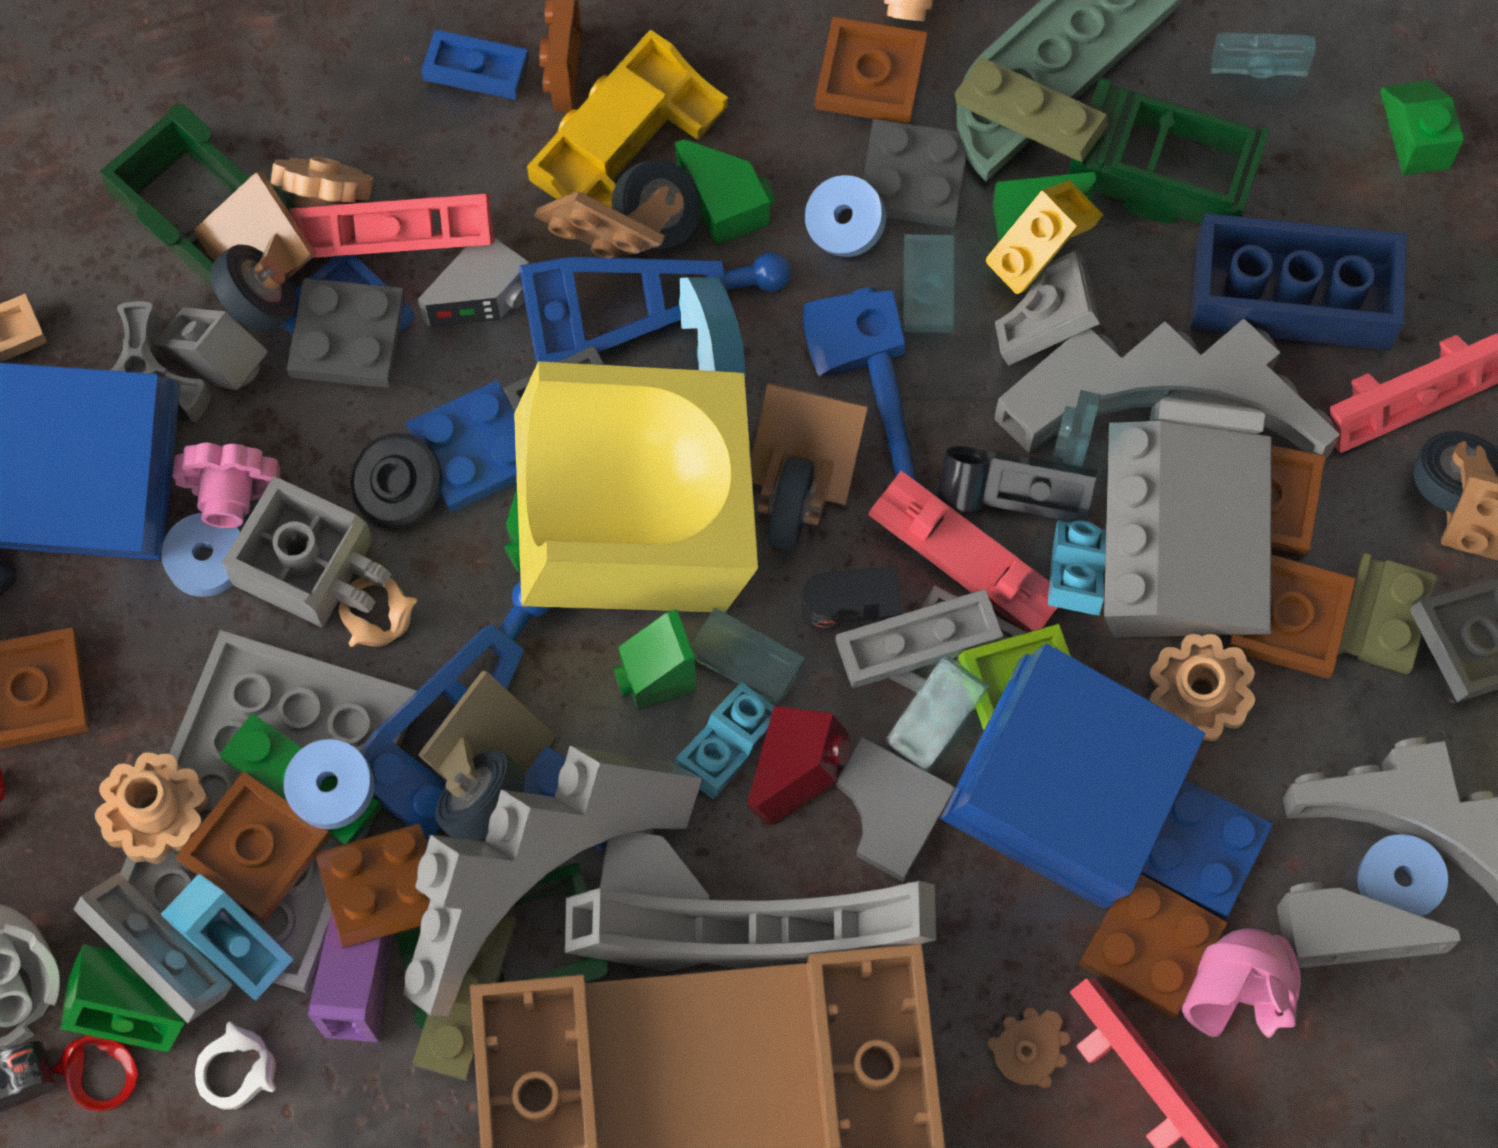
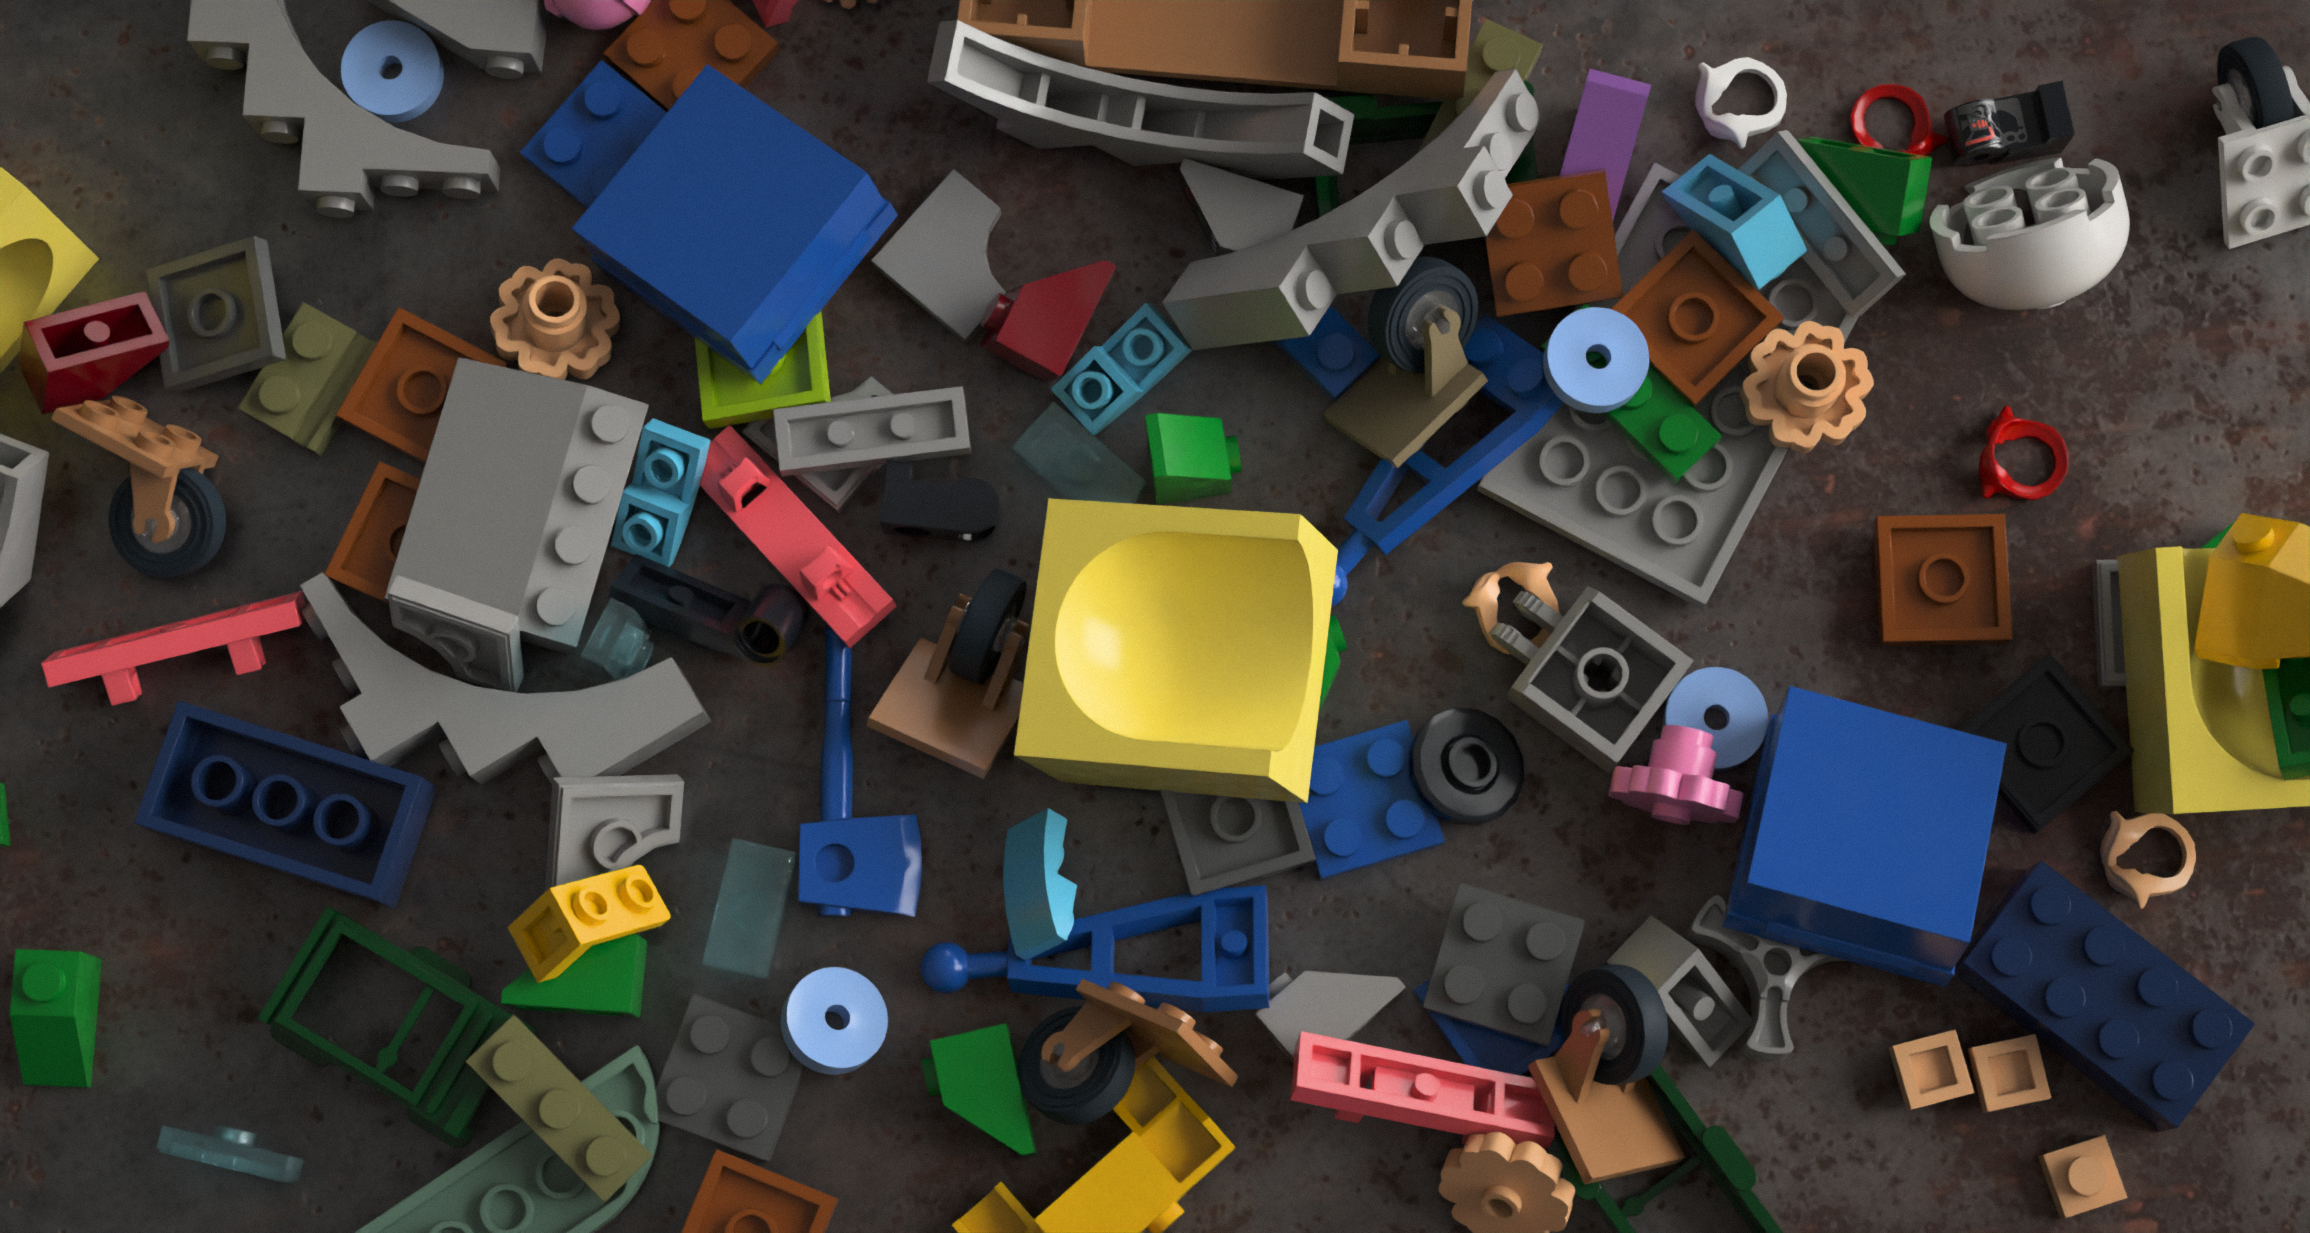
camera: 165 degrees left, 10 degrees up
(936, 713) = (872, 340): clear light blue plate -> none

